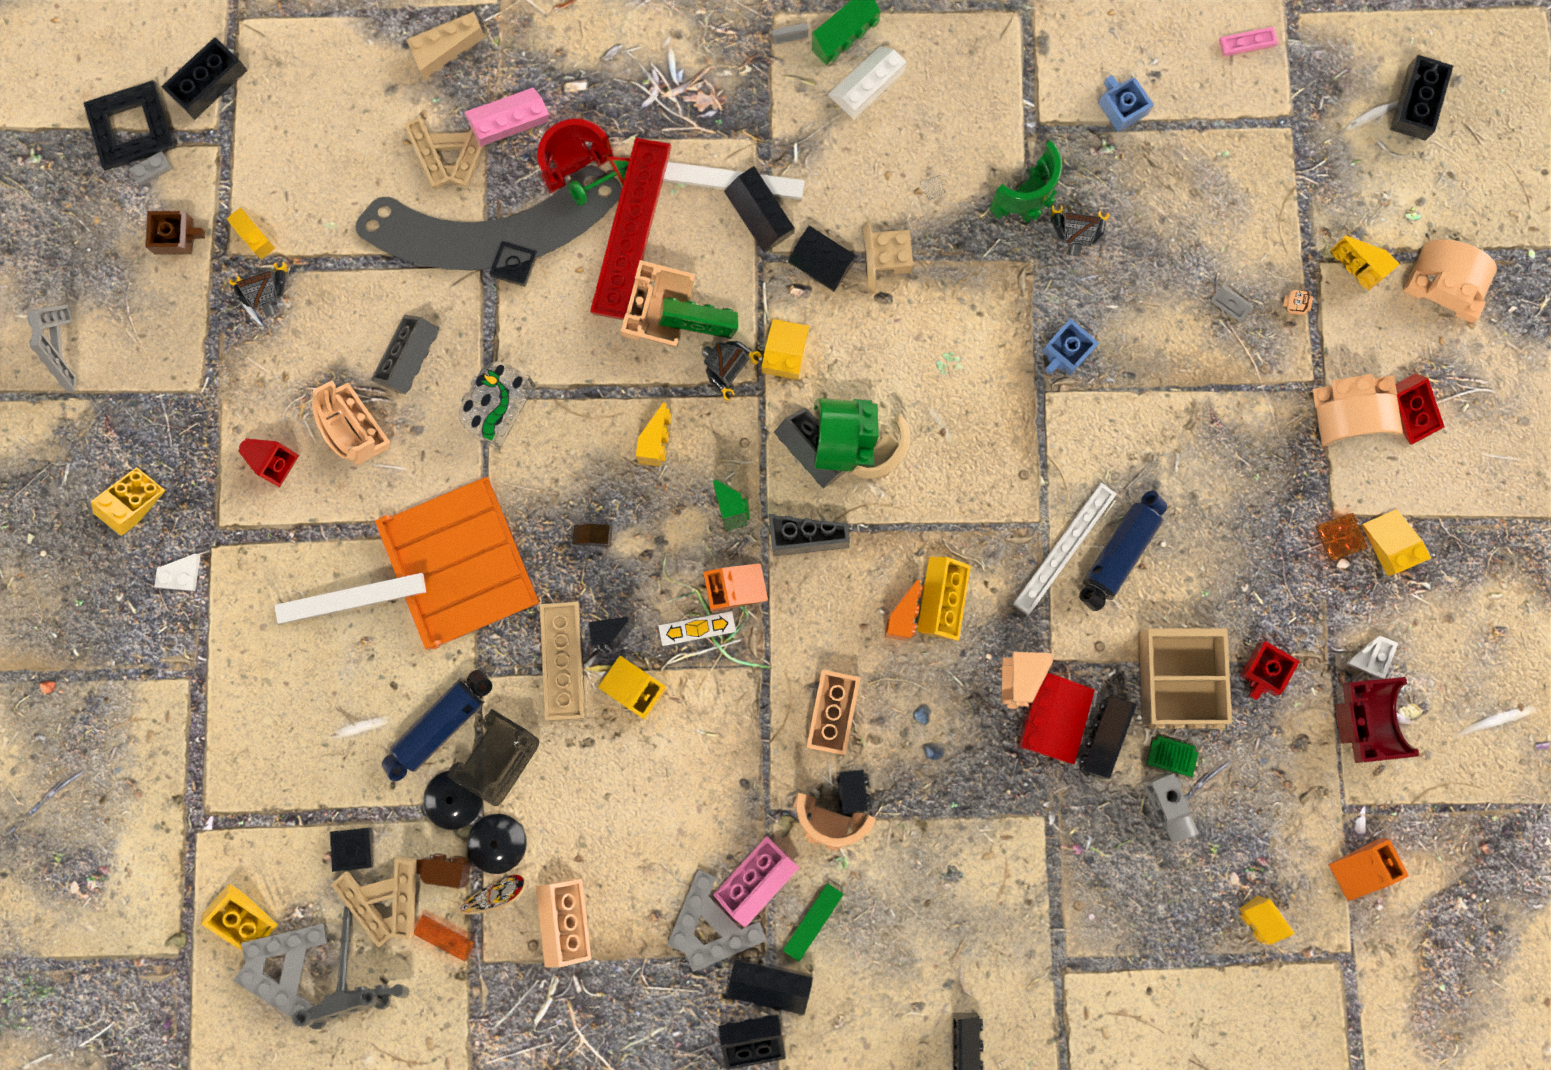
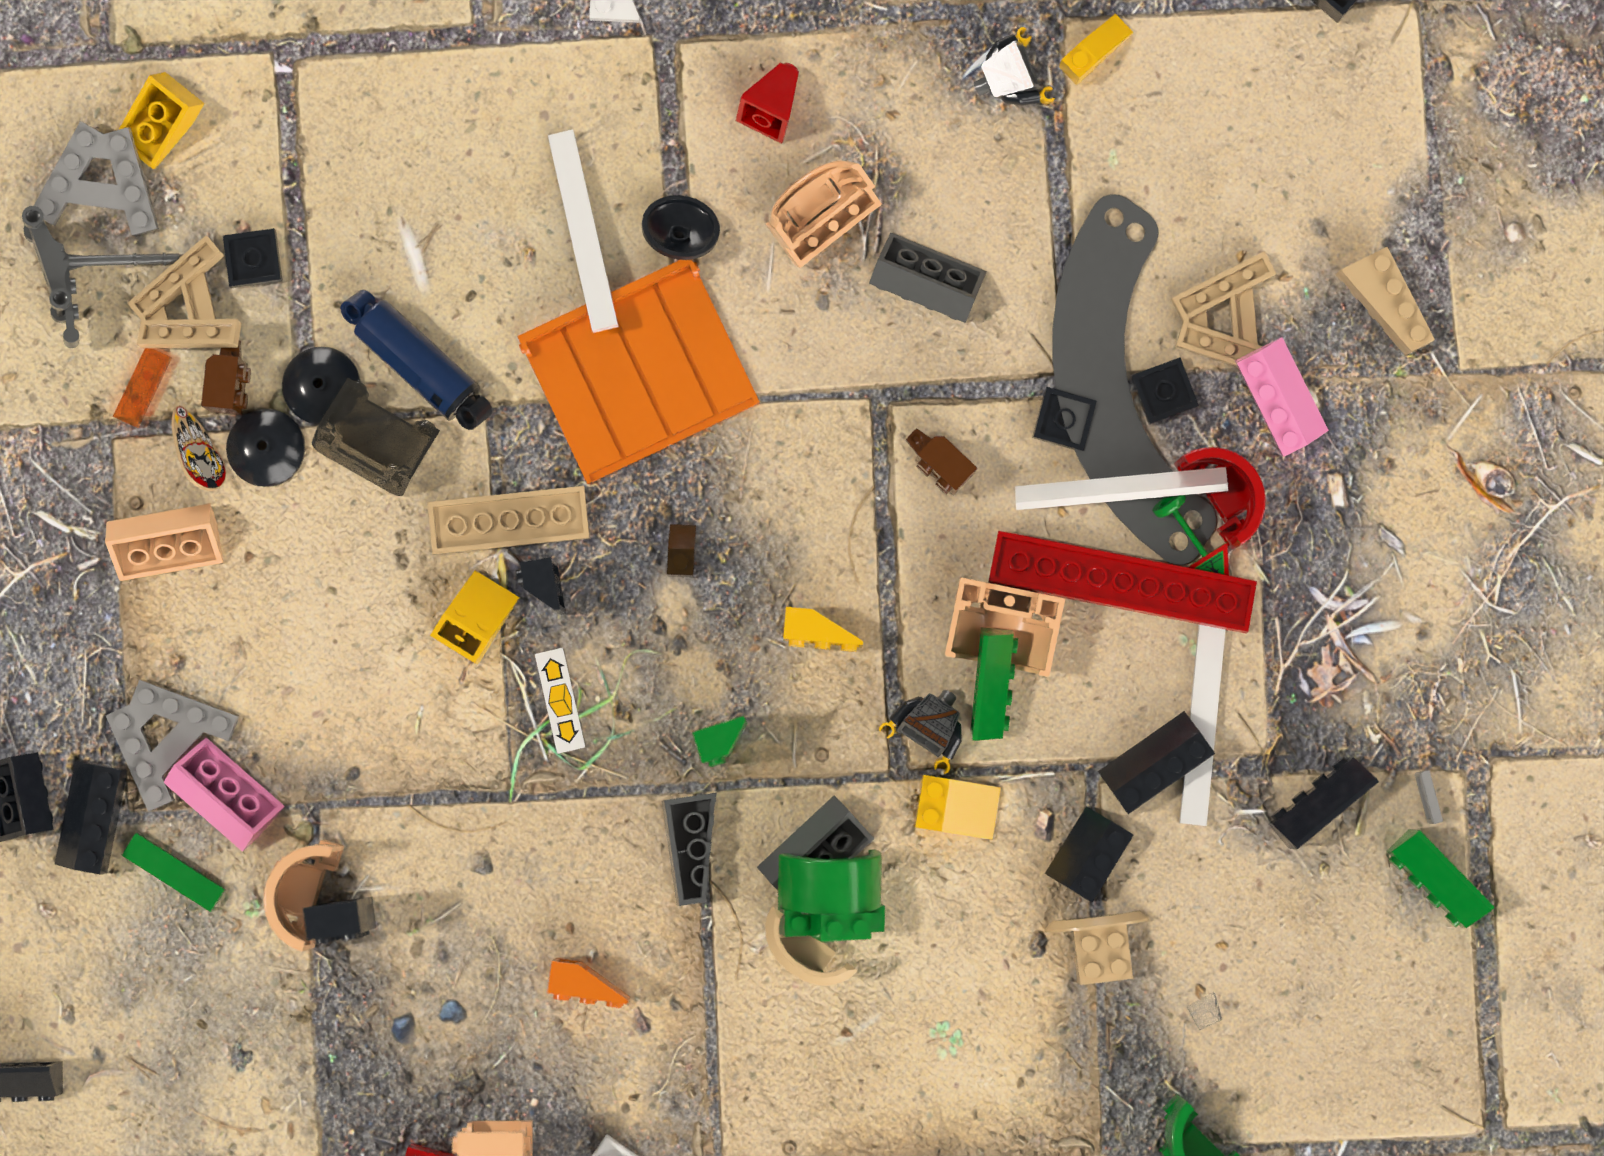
camera: 85 degrees right, 5 degrees up
(353, 526) = (680, 227): none -> black dish
(494, 402) = (858, 406): clear brick -> none
(498, 195) = (1164, 391): none -> black plate
(537, 346) = (941, 460): none -> reddish brown hinge
(564, 224) = (1121, 488): none -> white tile
(735, 586) = (616, 751): slope -> none
(791, 100) = (1322, 803): none -> black slope
(833, 712) = (447, 890): light nougat brick -> none
(868, 81) = (1362, 912): white slope -> none
(943, 598) = (609, 1038): yellow slope -> none

